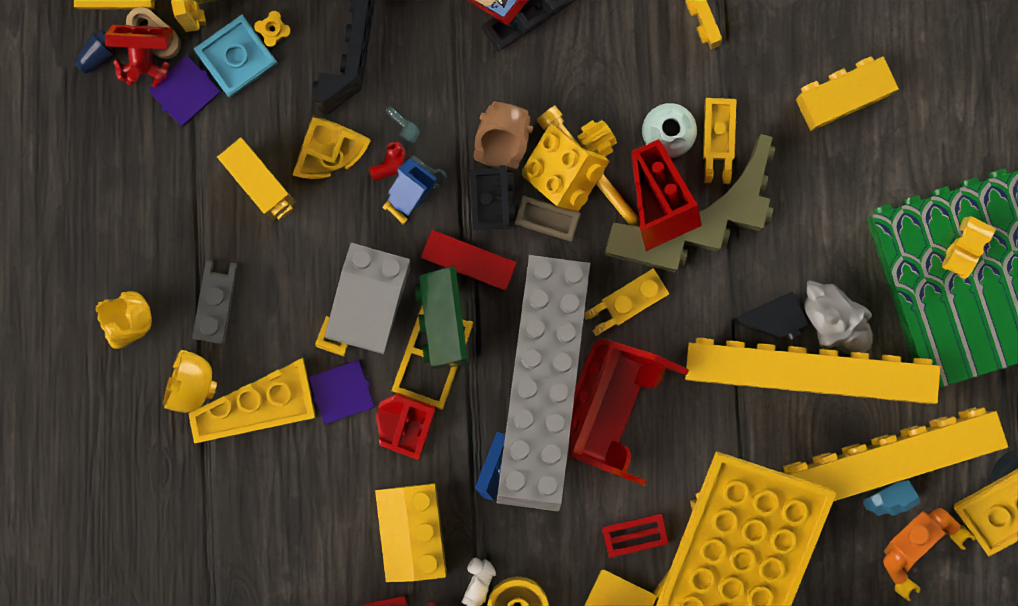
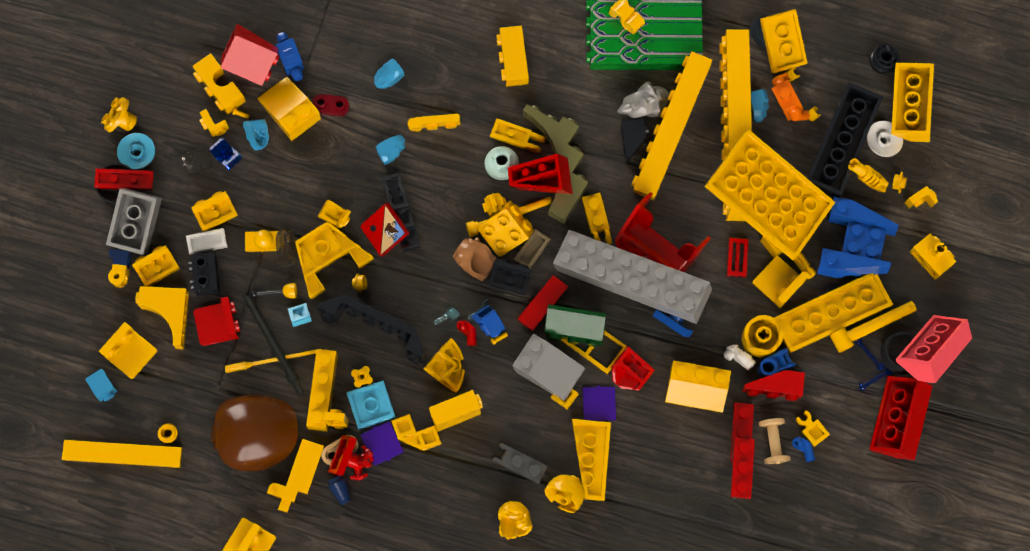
camera: 75 degrees left, 10 degrees down
(210, 122) = (421, 439): none -> yellow tile

